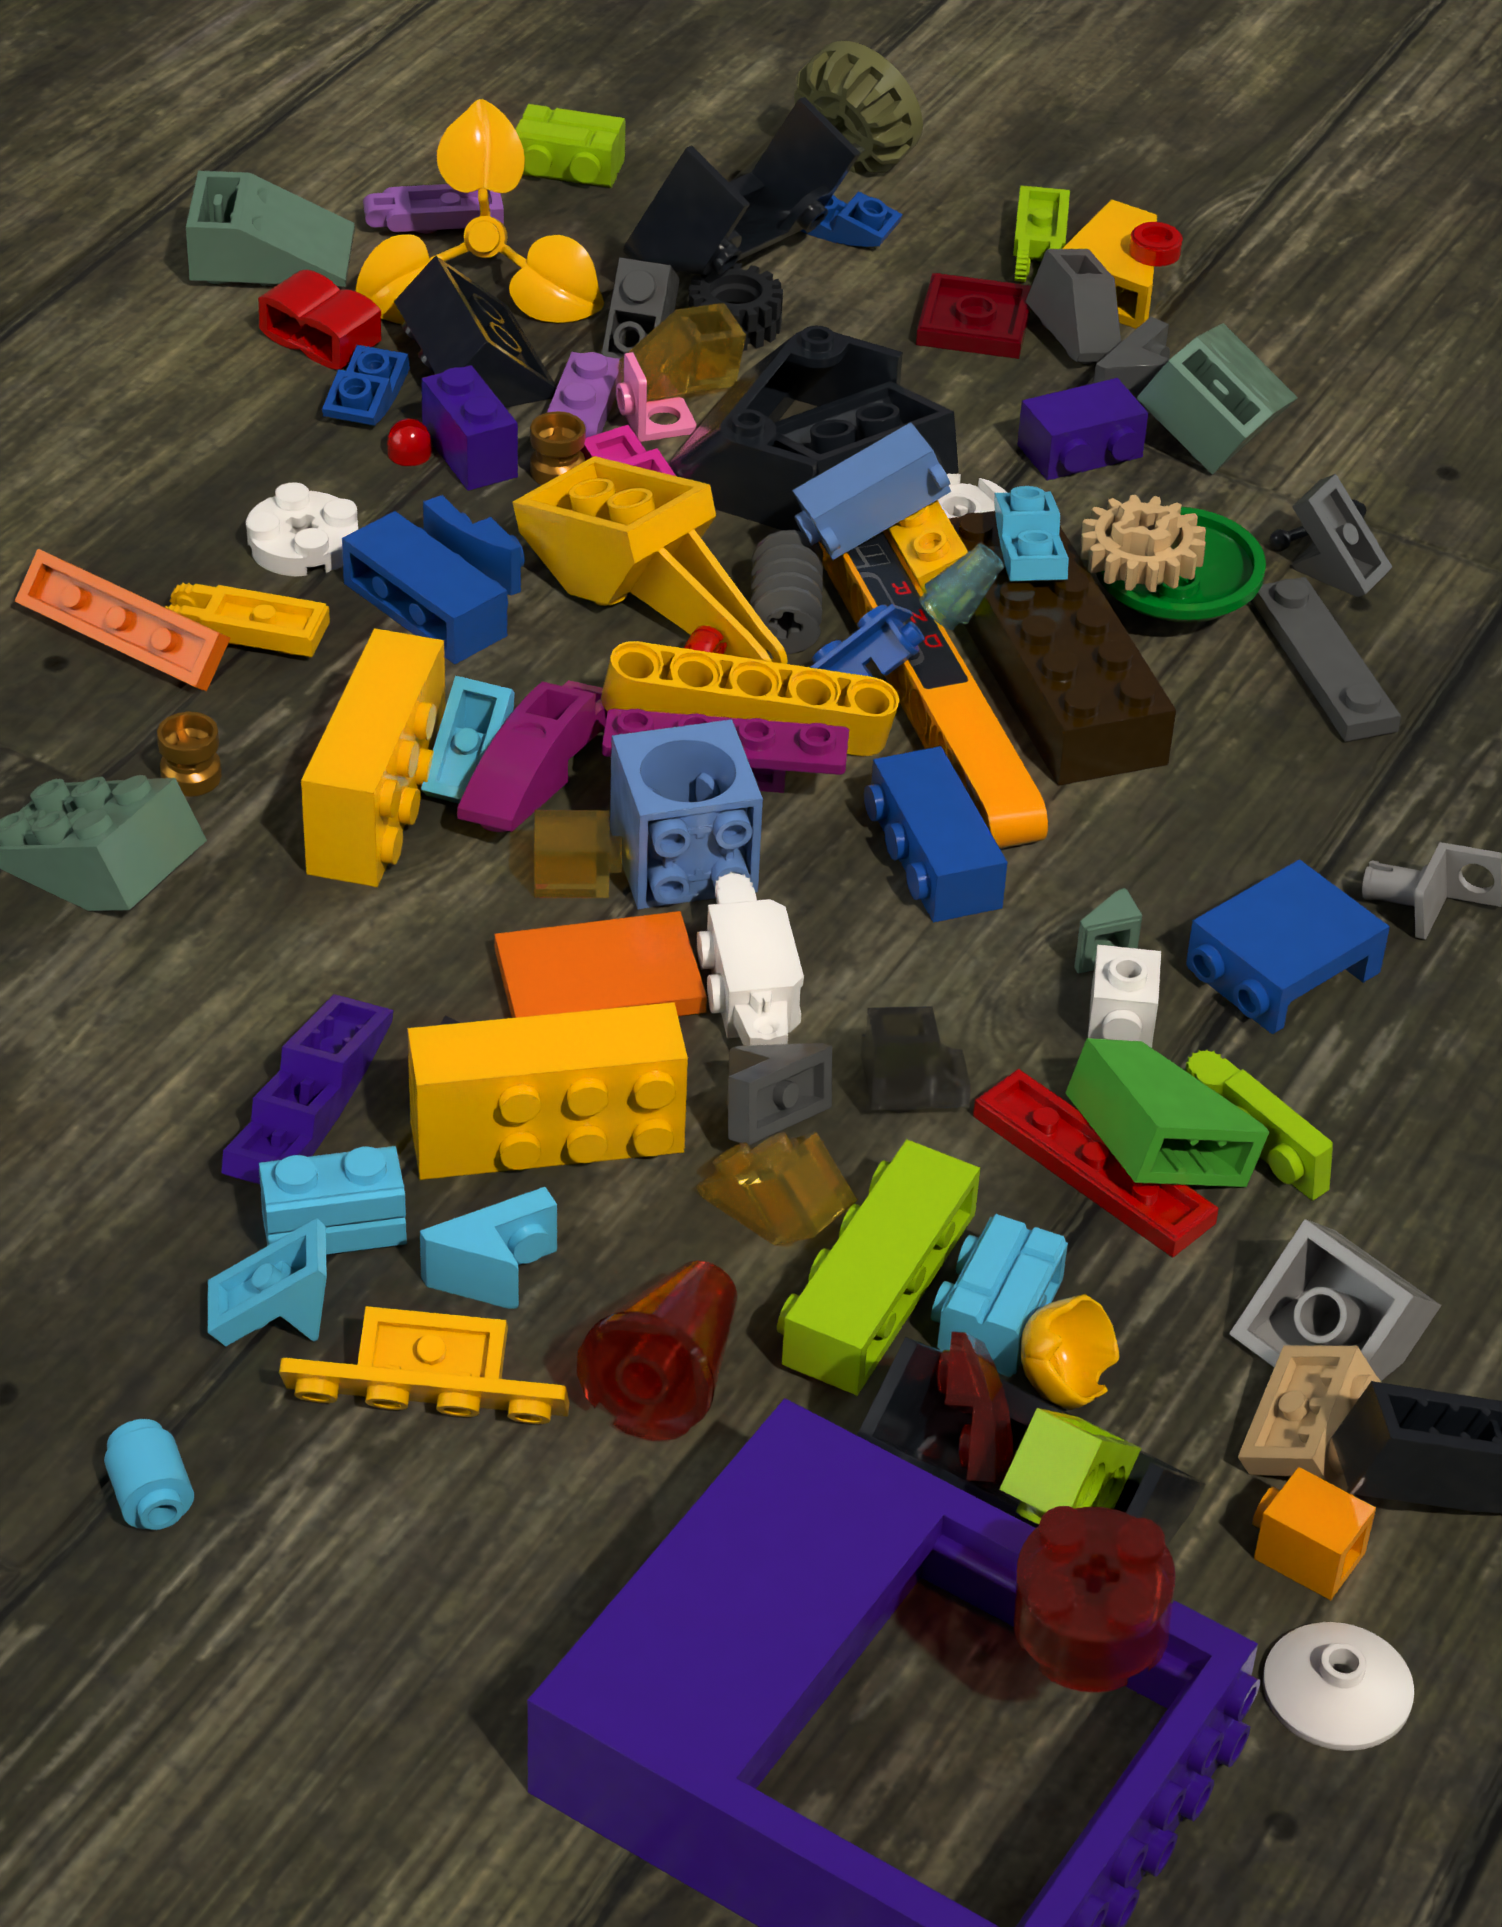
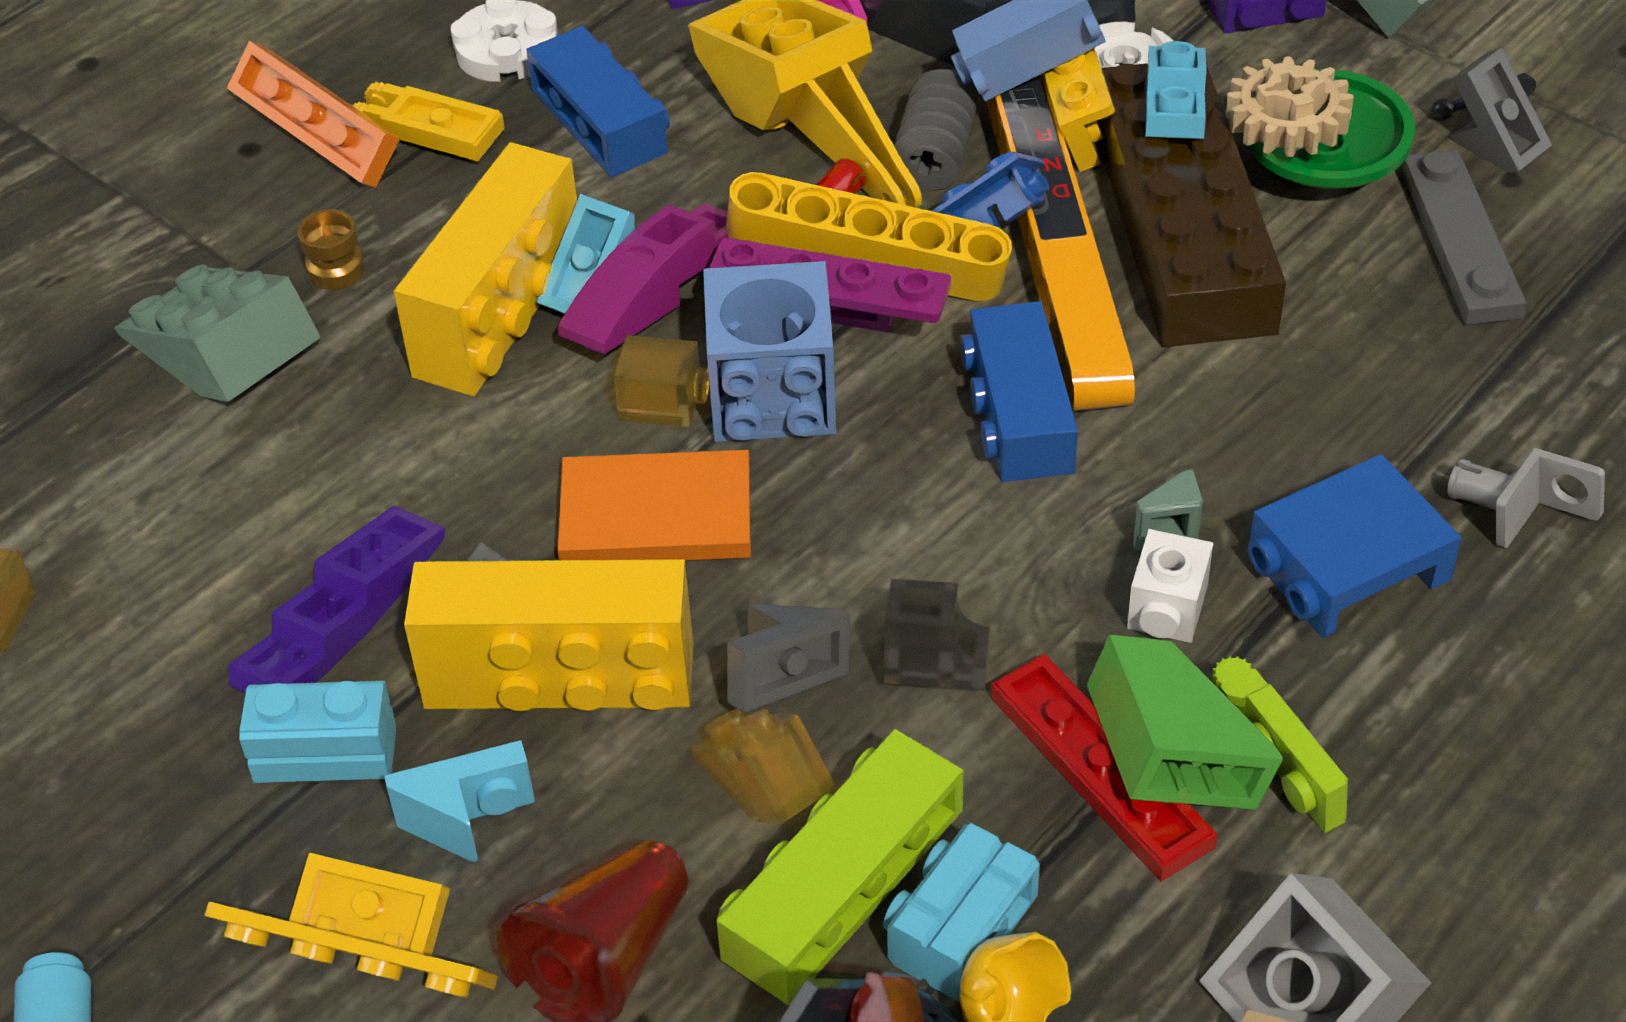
camera: 15 degrees right, 5 degrees up
(274, 1282) = (235, 814): medium azure slope -> none
(479, 544) = (655, 63): blue slope -> none
(751, 964) = (801, 516): white hinge -> none
(961, 587) = (1097, 139): clear light blue cone -> none

